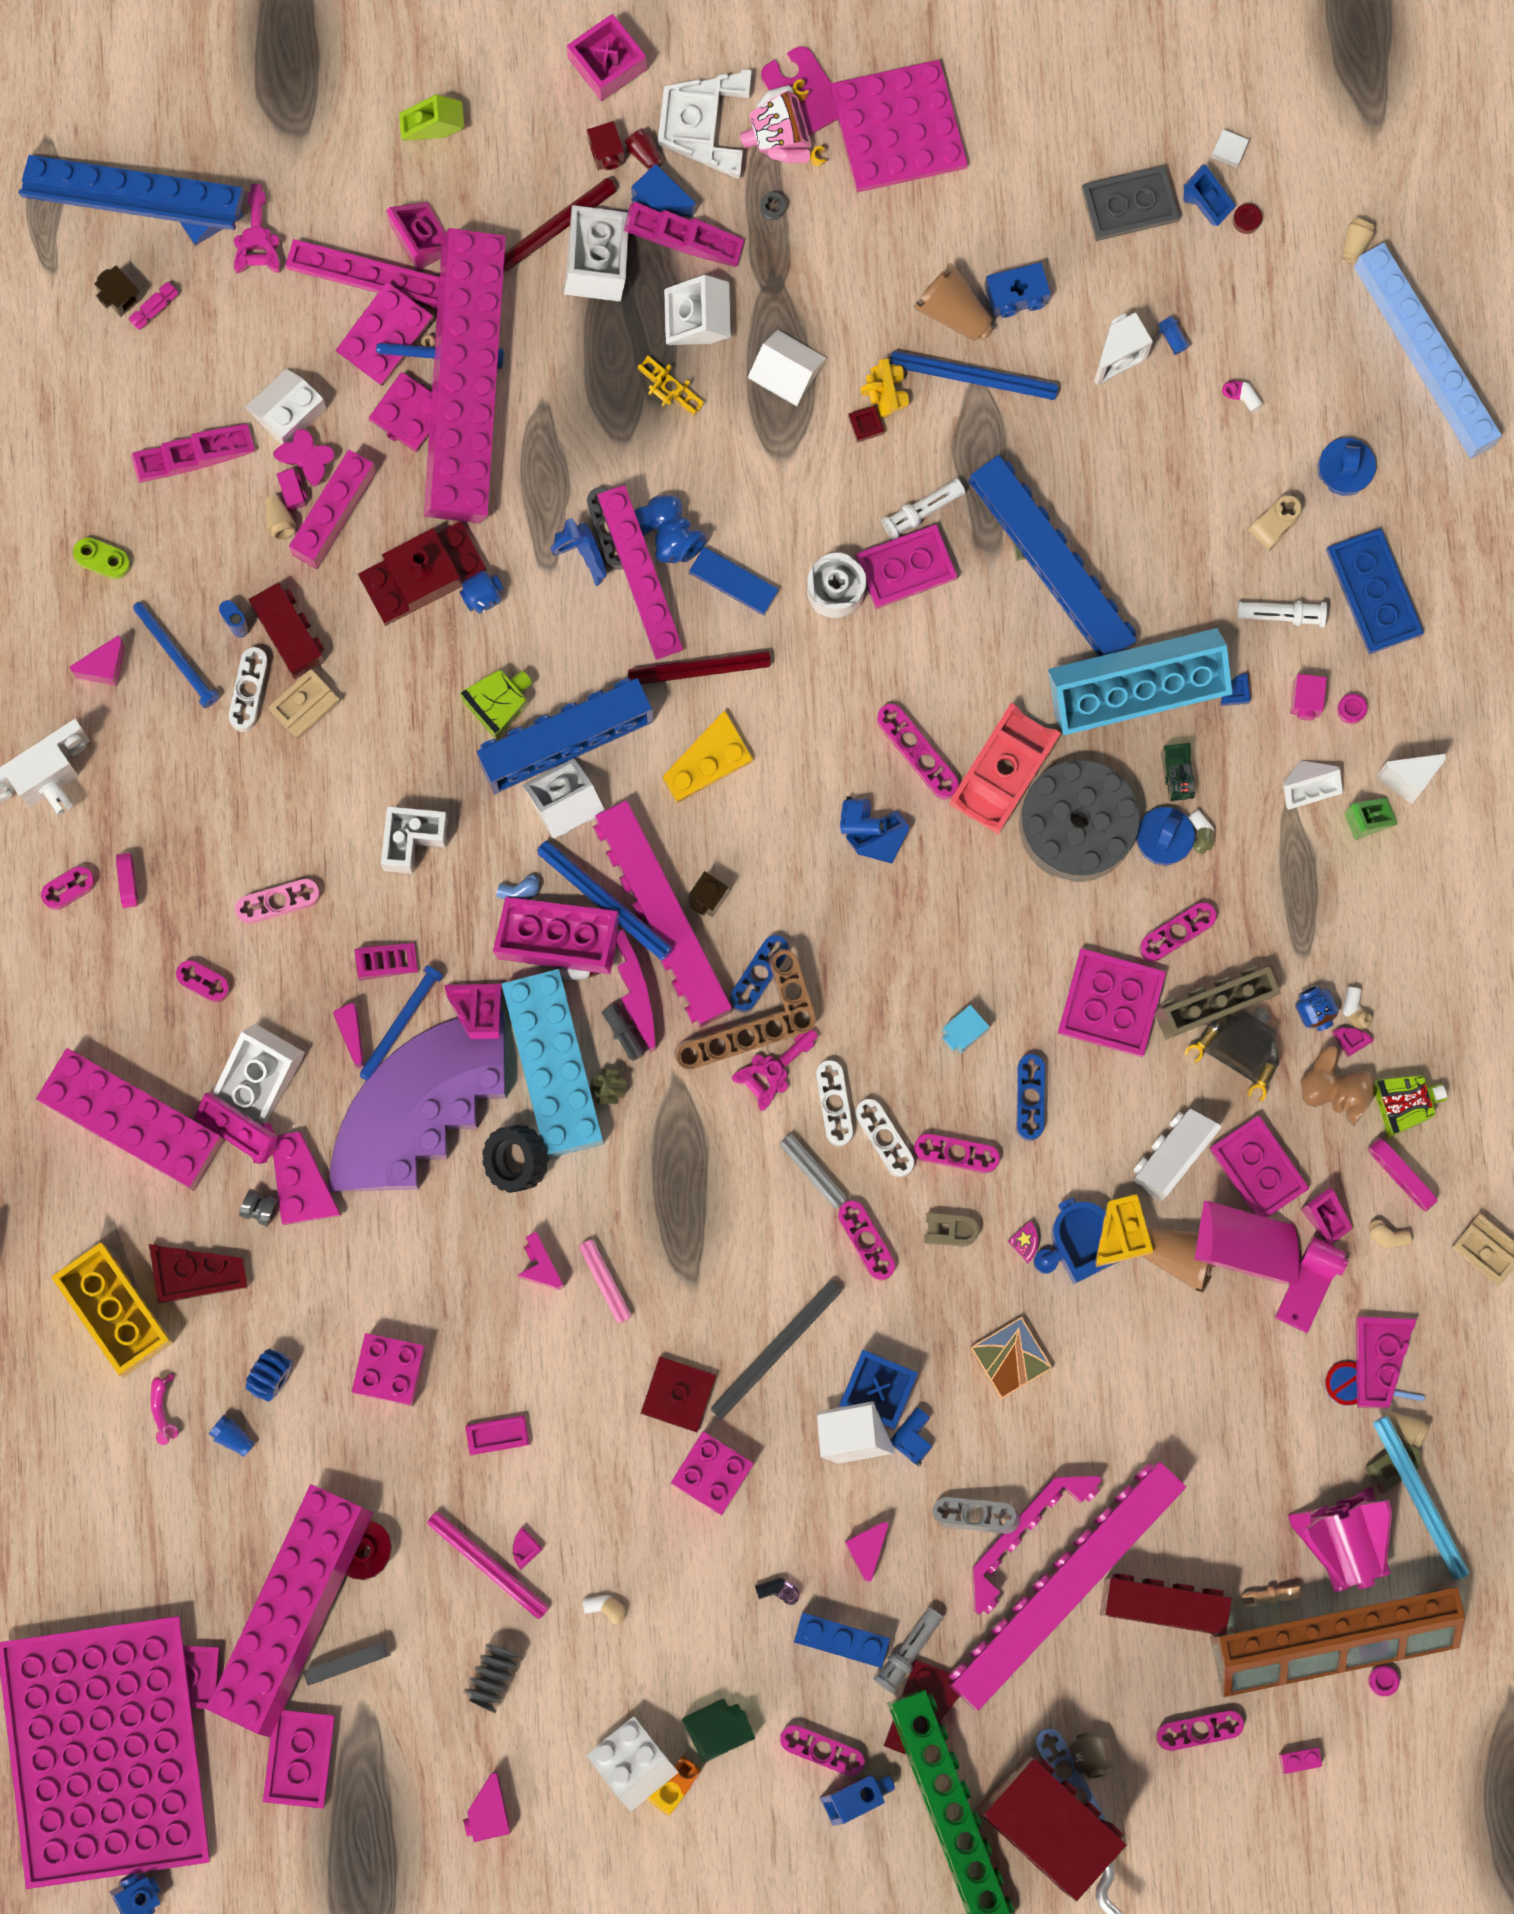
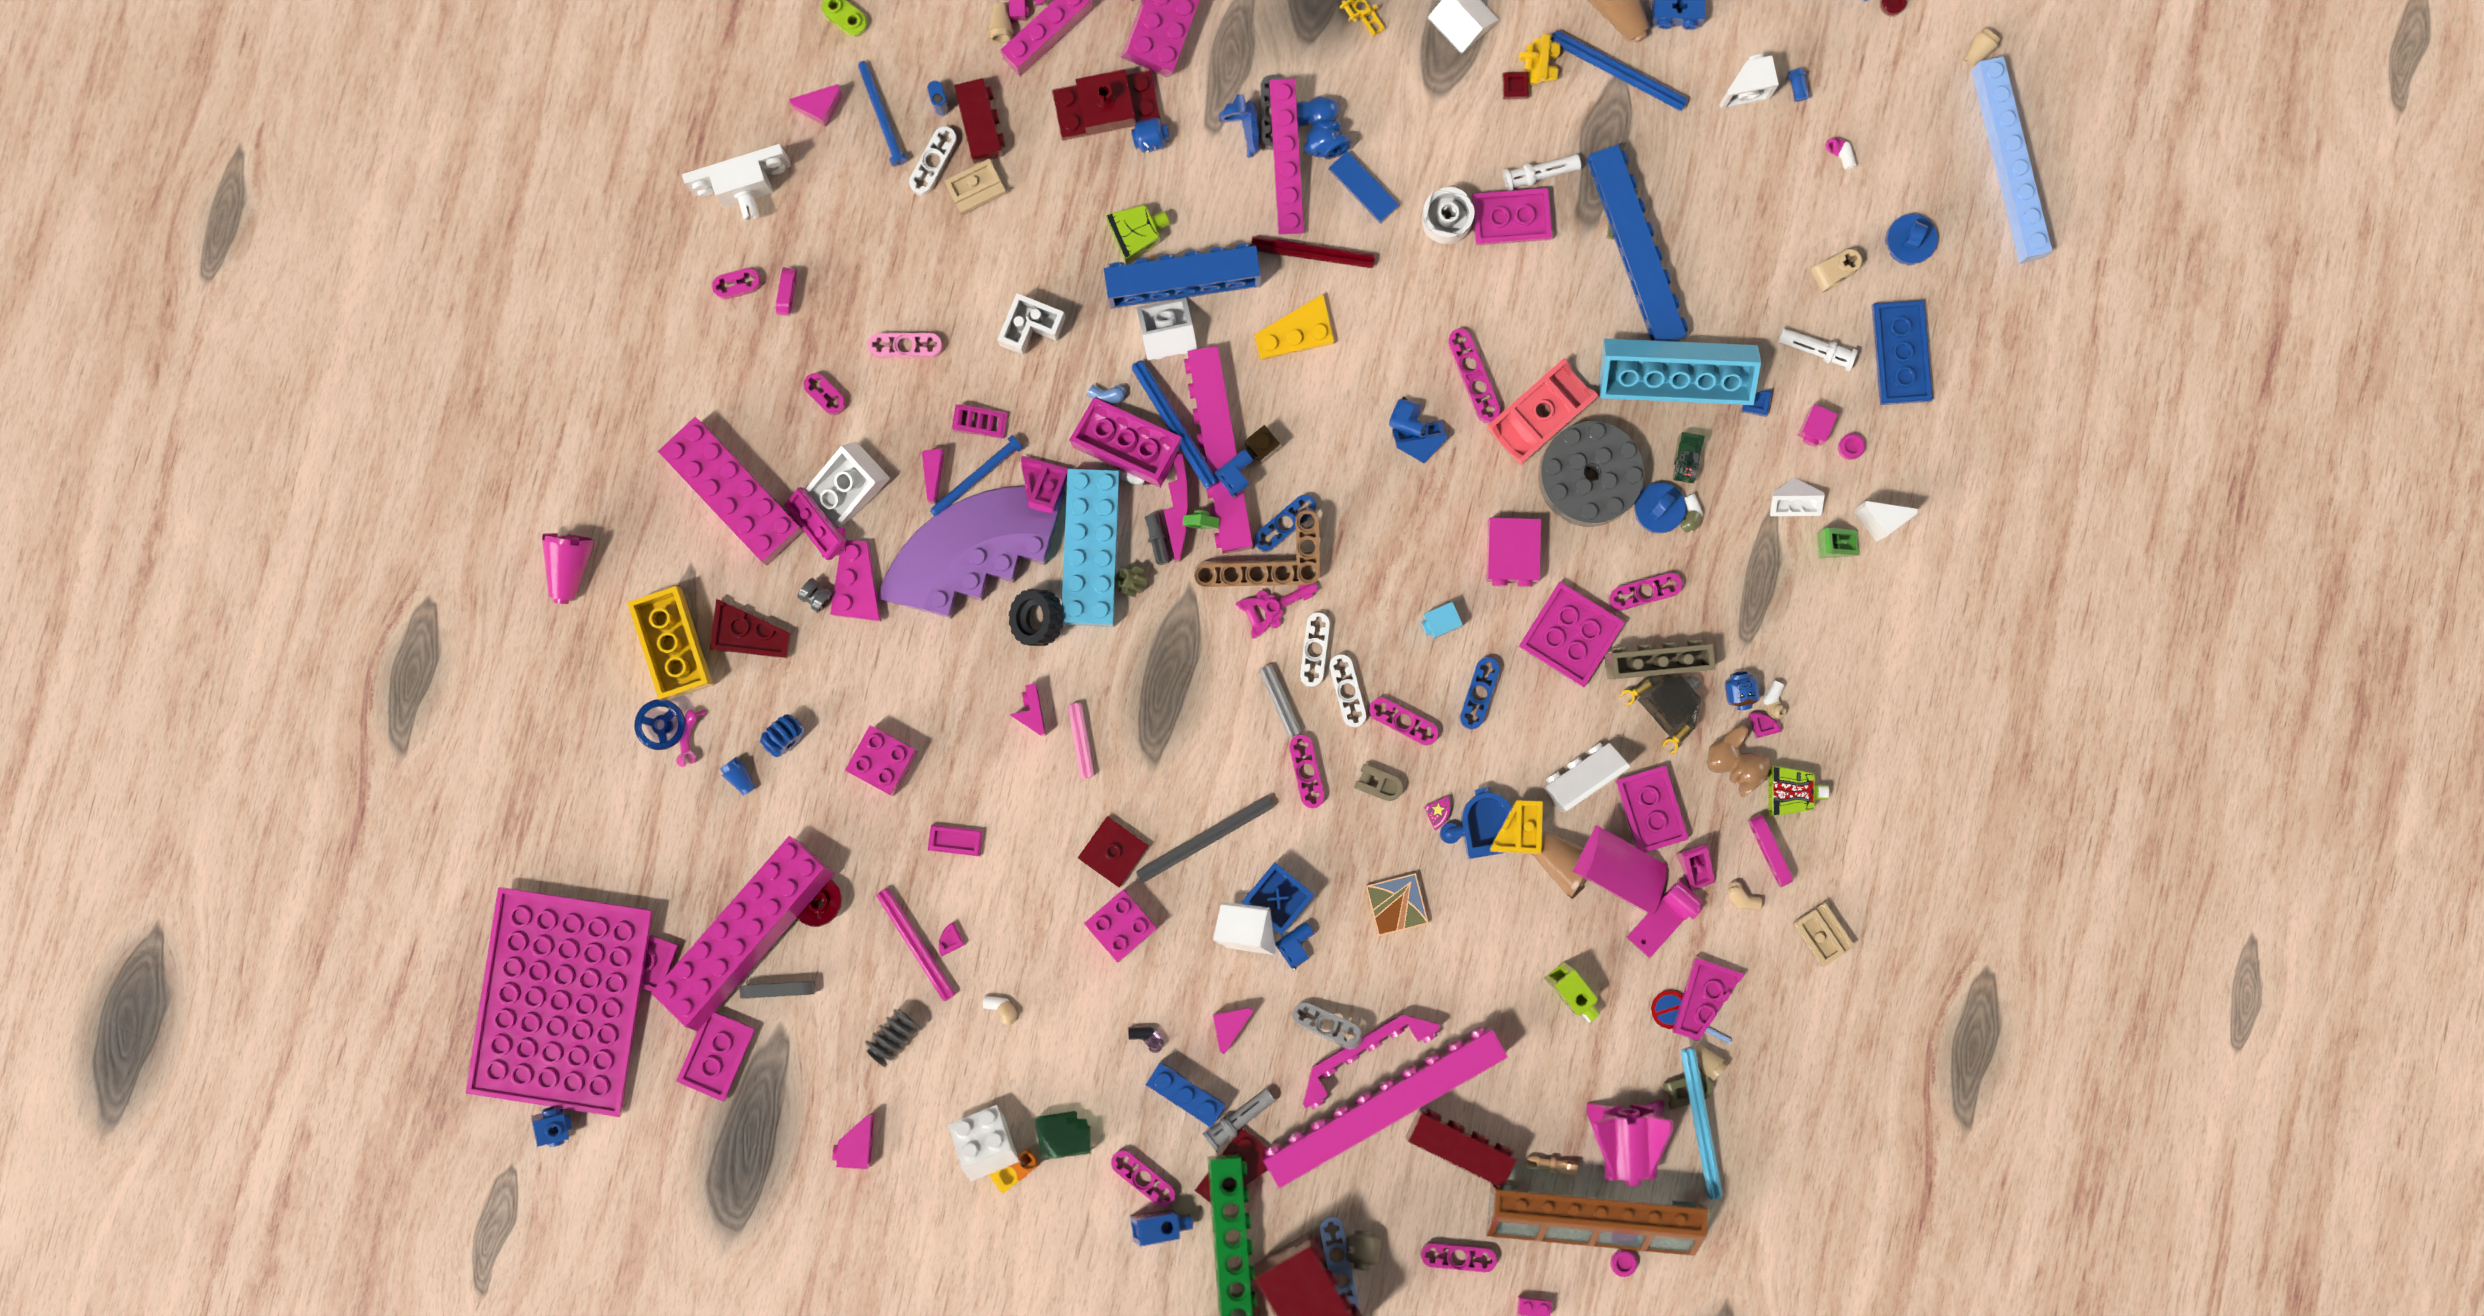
camera: 25 degrees right, 5 degrees up
(137, 1424) = (673, 711): none -> clear blue piece
(666, 997) = (1201, 520): none -> bright green plate
(683, 936) = (1230, 473): none -> blue piece
(1020, 930) = (1513, 551): none -> dark pink brick
(1226, 1389) = (1568, 986): none -> lime torso

